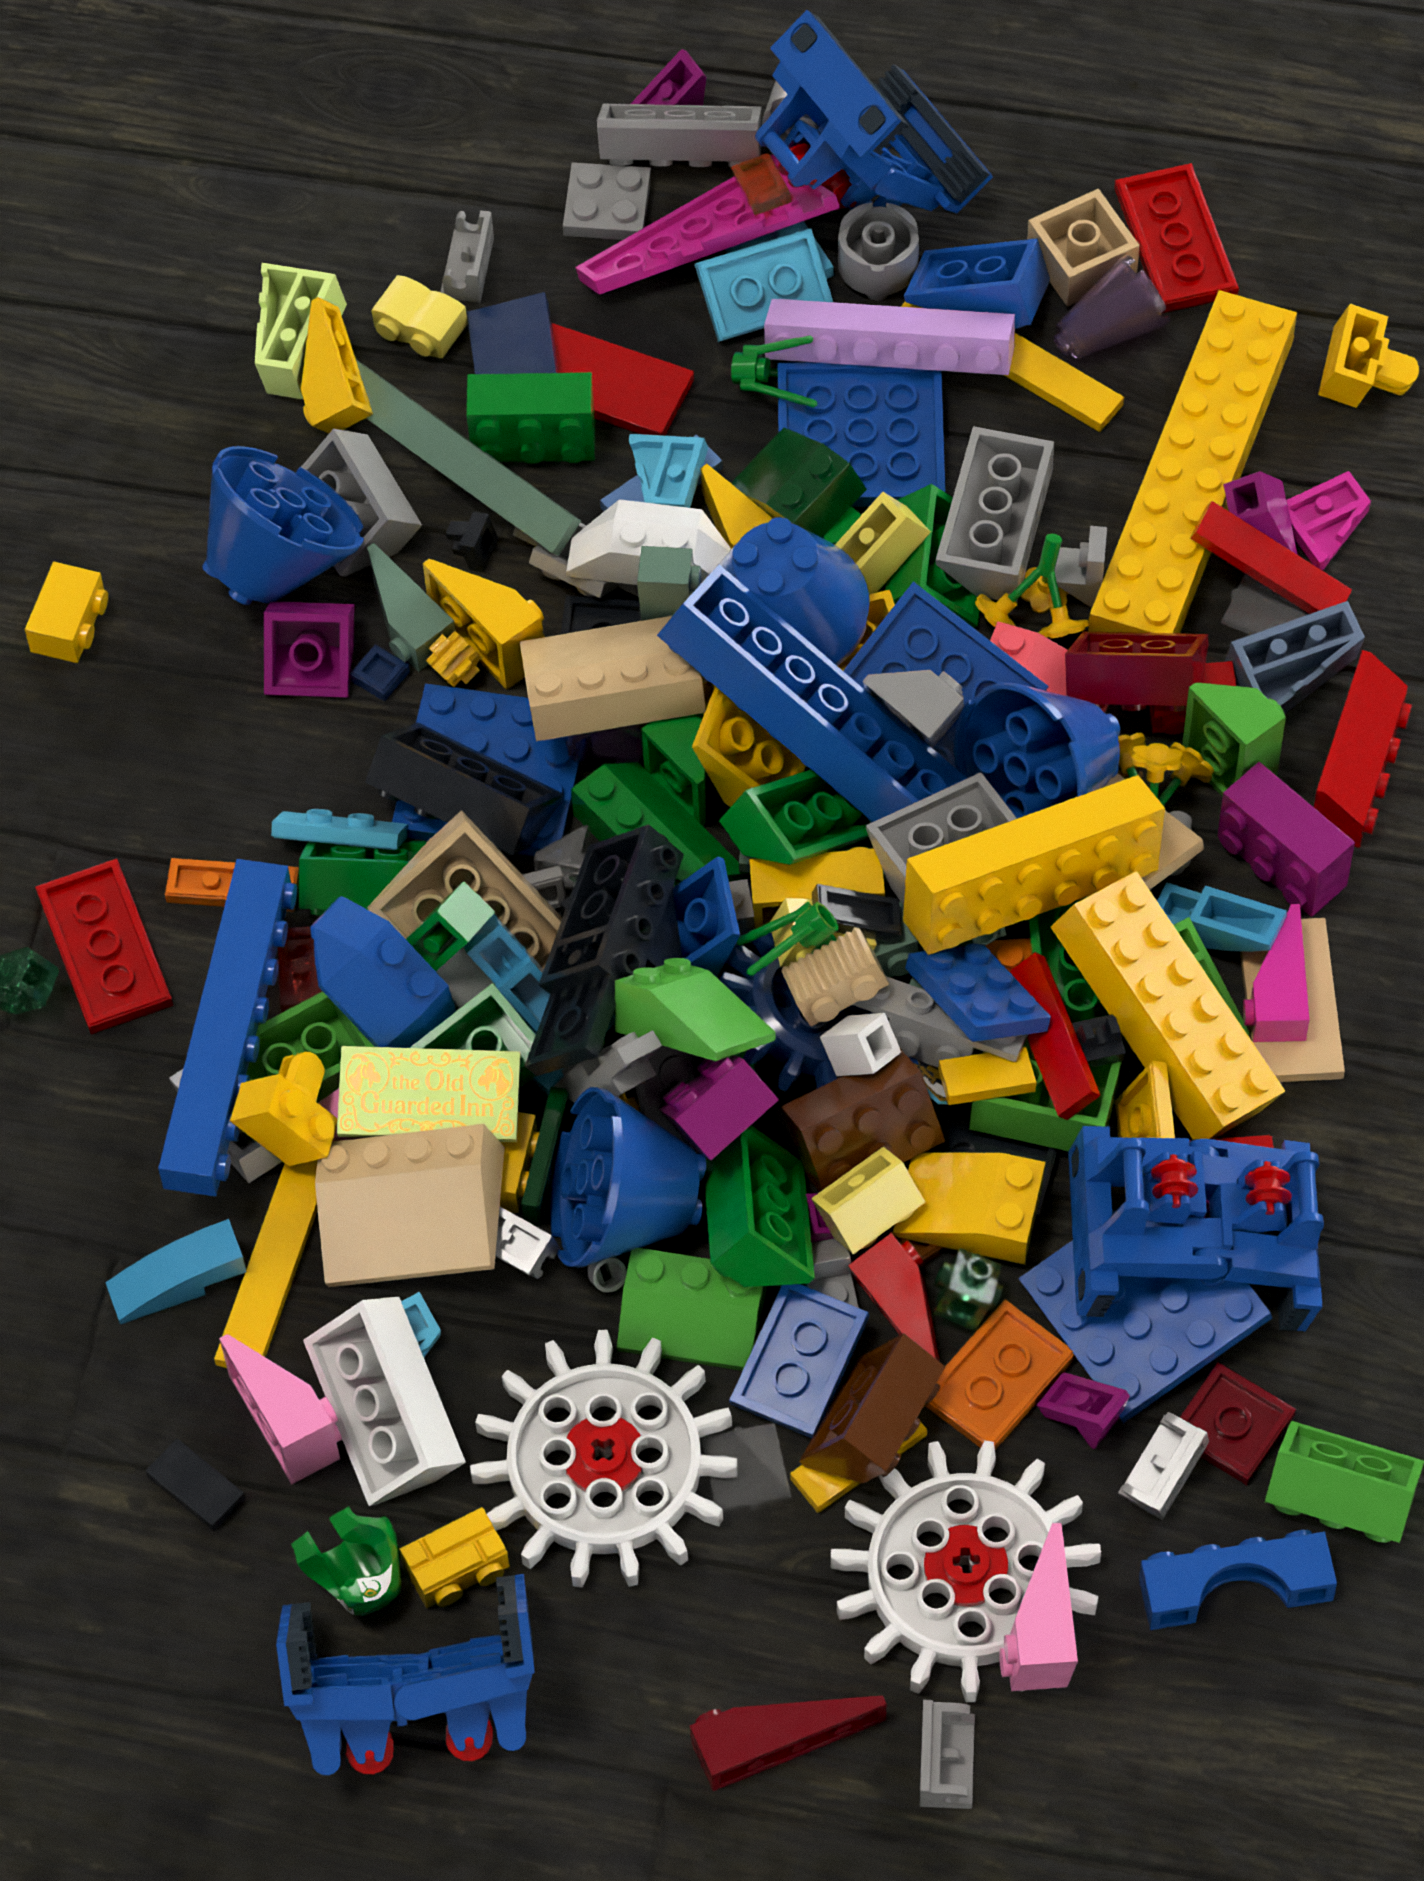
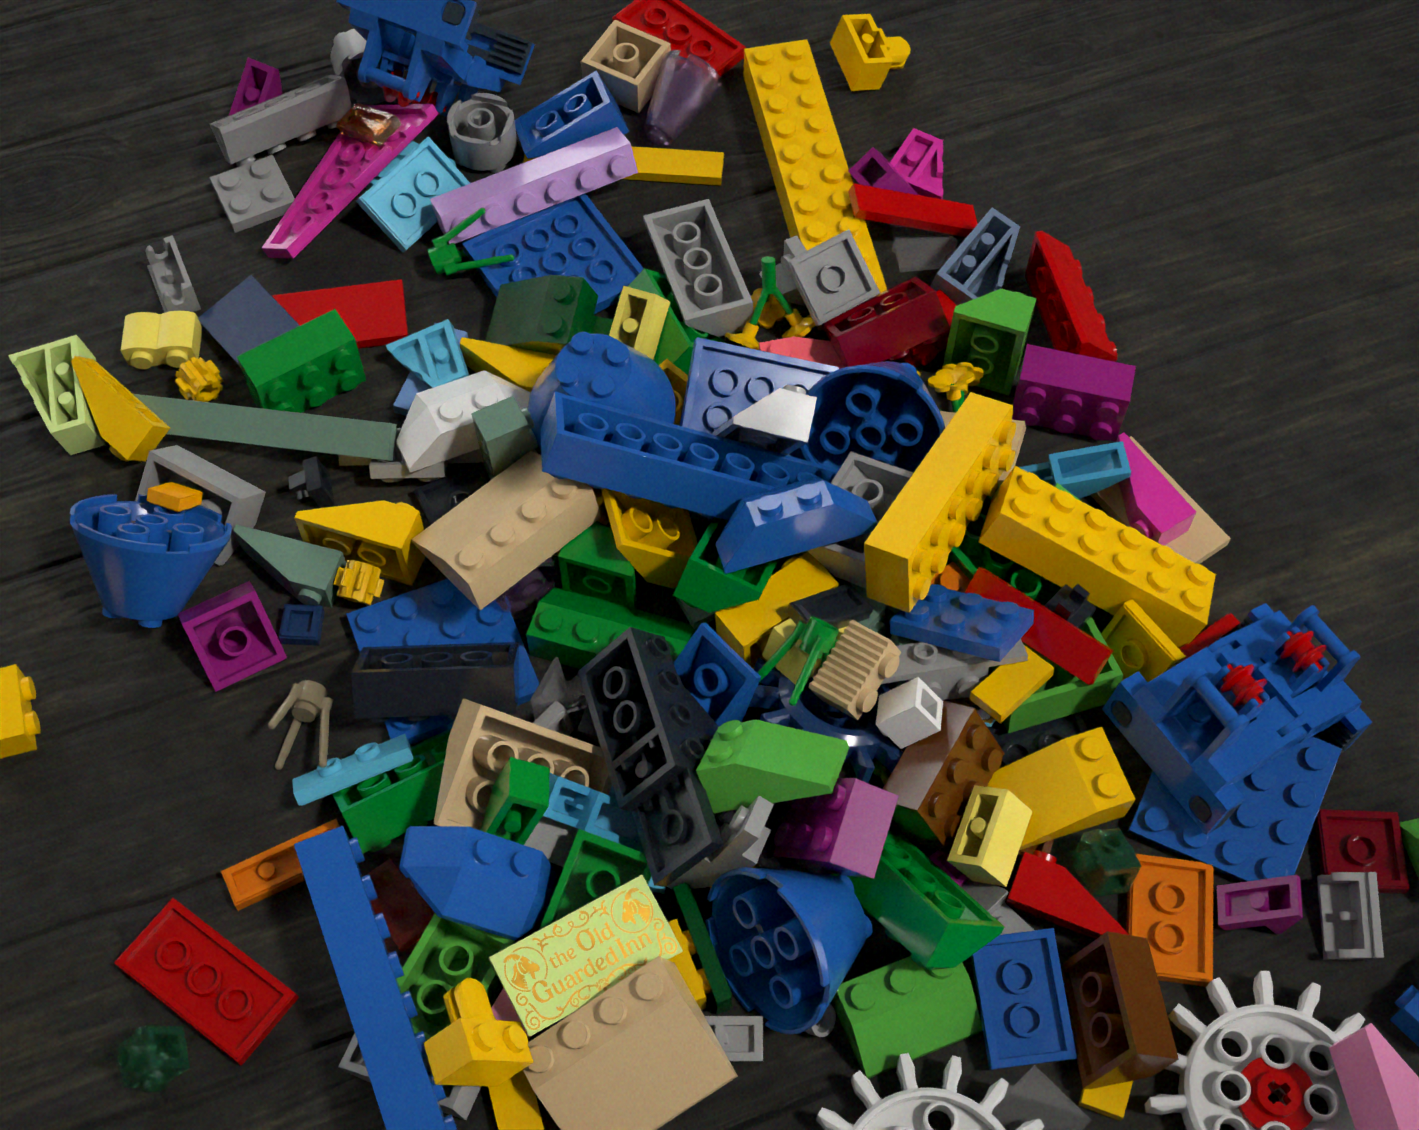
camera: 35 degrees left, 0 degrees up
(330, 485) = (174, 496): none -> light orange tile
(337, 747) = (307, 702): none -> dark tan plant
(428, 379) = (199, 380): none -> yellow gear
(867, 807) = (791, 522): none -> blue wedge
(1113, 590) = (832, 277): none -> light grey tile

